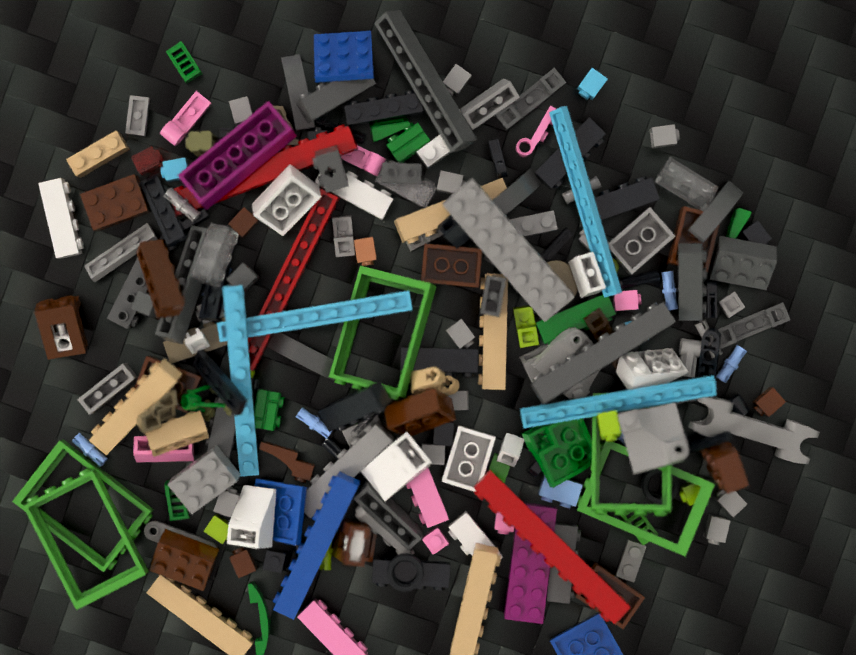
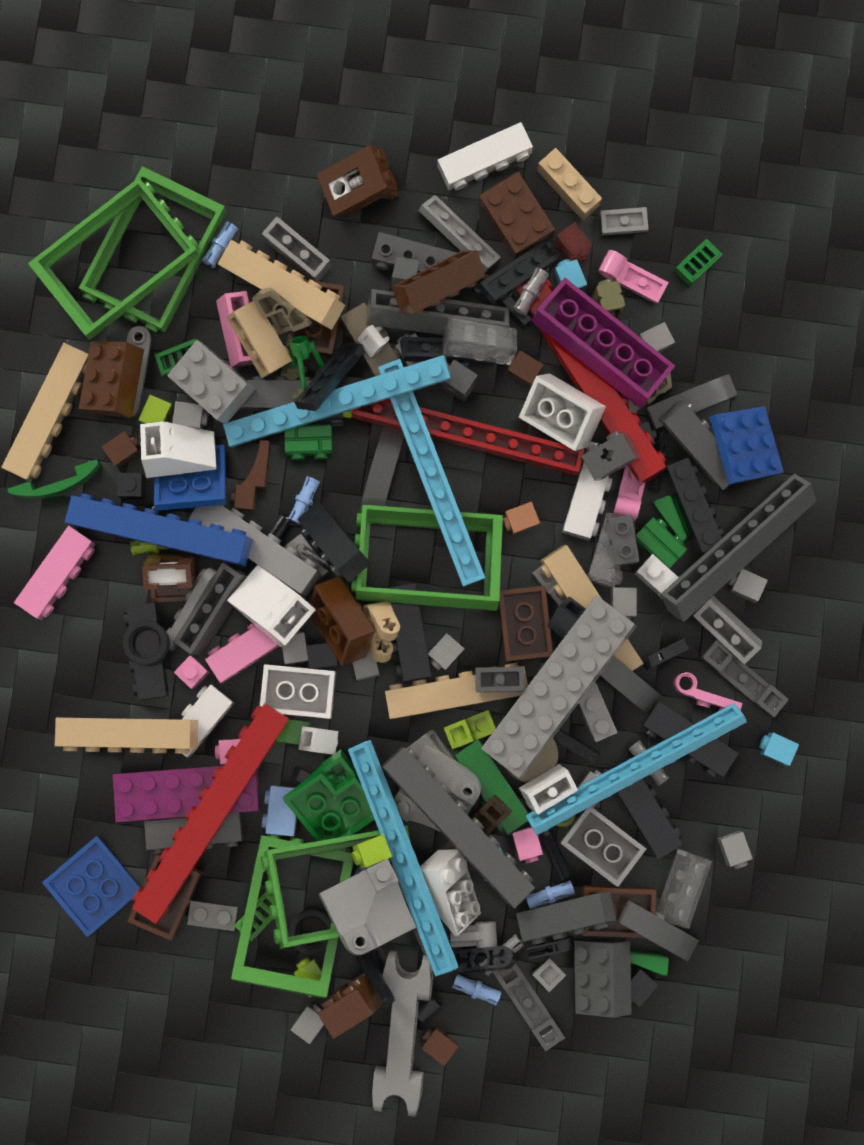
camera: 80 degrees right, 5 degrees down
(343, 236) = (533, 489): light grey slope -> none
(716, 529) = (271, 1013): light grey brick -> none

